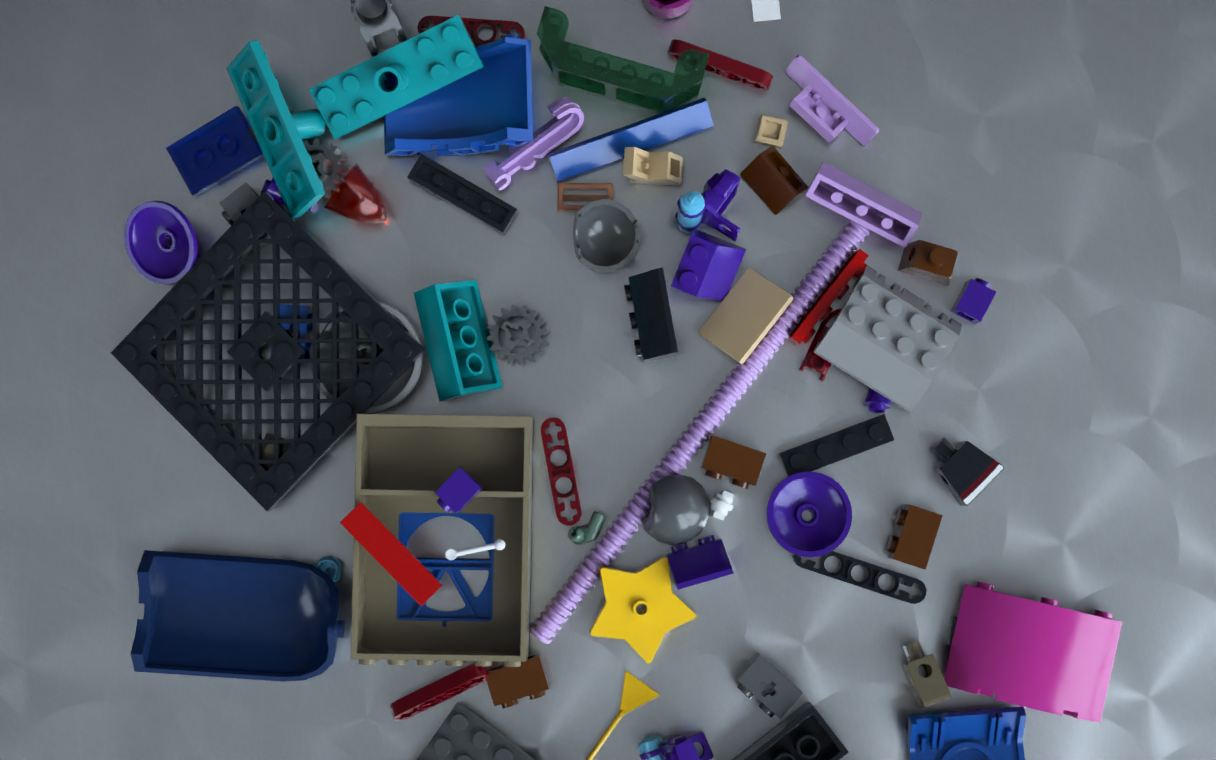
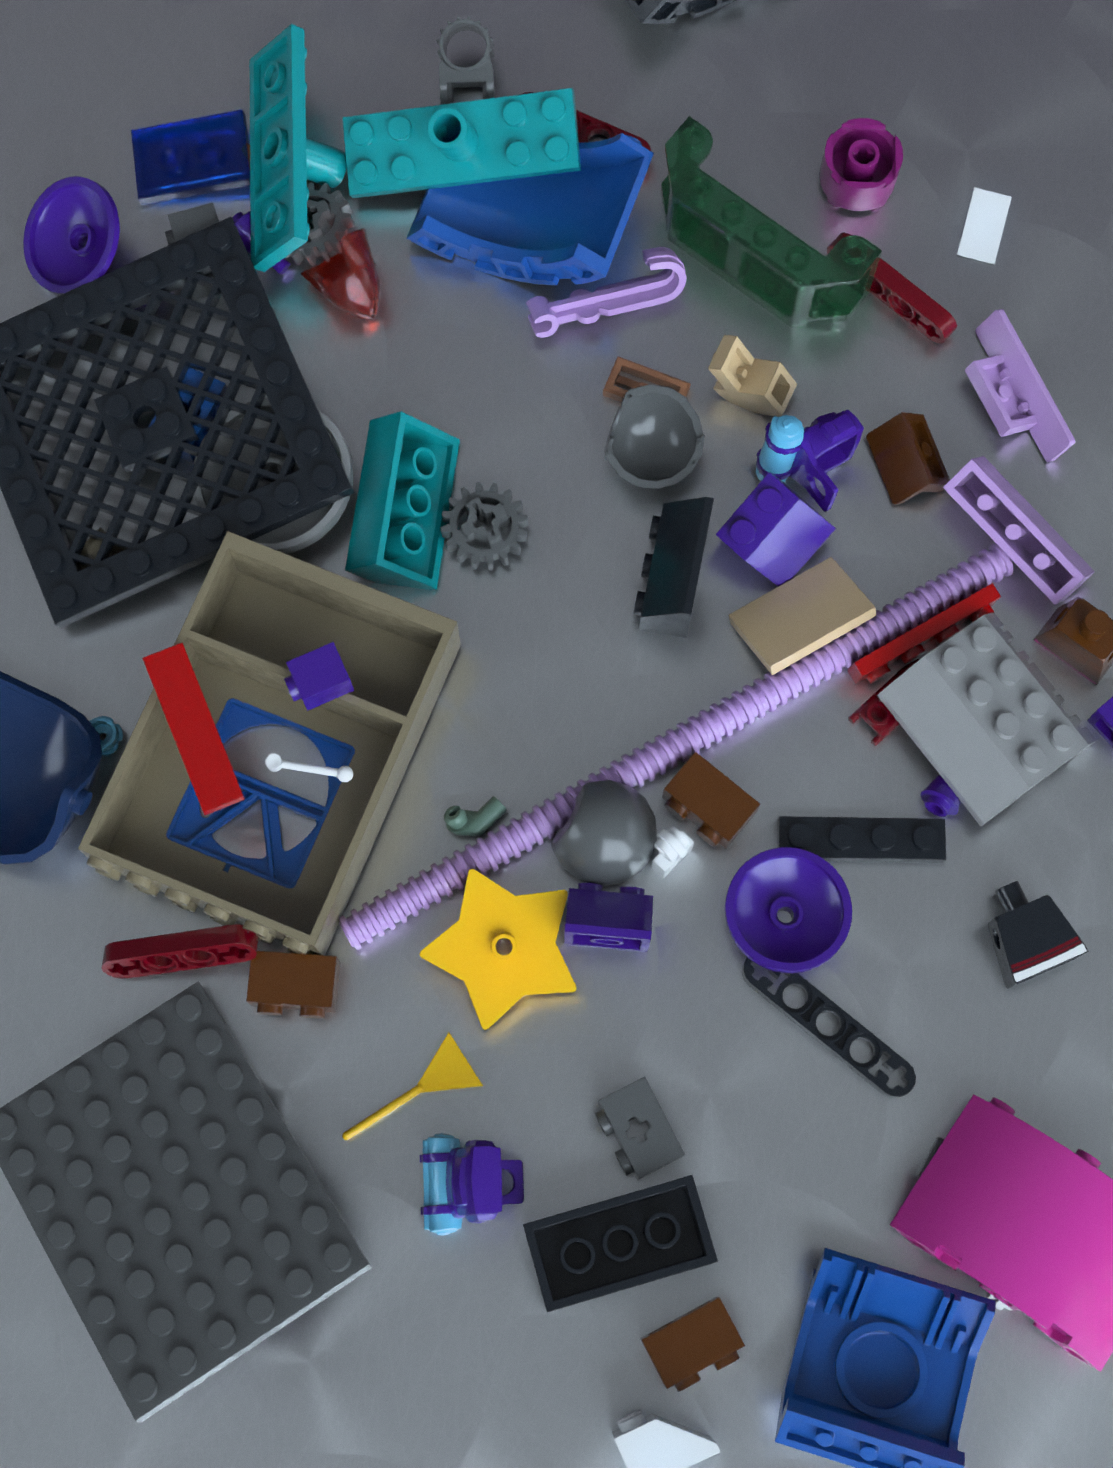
camera: 20 degrees right, 10 degrees down
(462, 193) = (487, 324): black plate -> none
(565, 470) = (469, 727): dark red beam -> none
(641, 134) = (760, 335): tile -> none
(771, 131) = (928, 396): tan tile -> none
(914, 536) = (925, 1001): reddish brown brick -> none
(930, 688) = (867, 1221): dark tan torso -> none

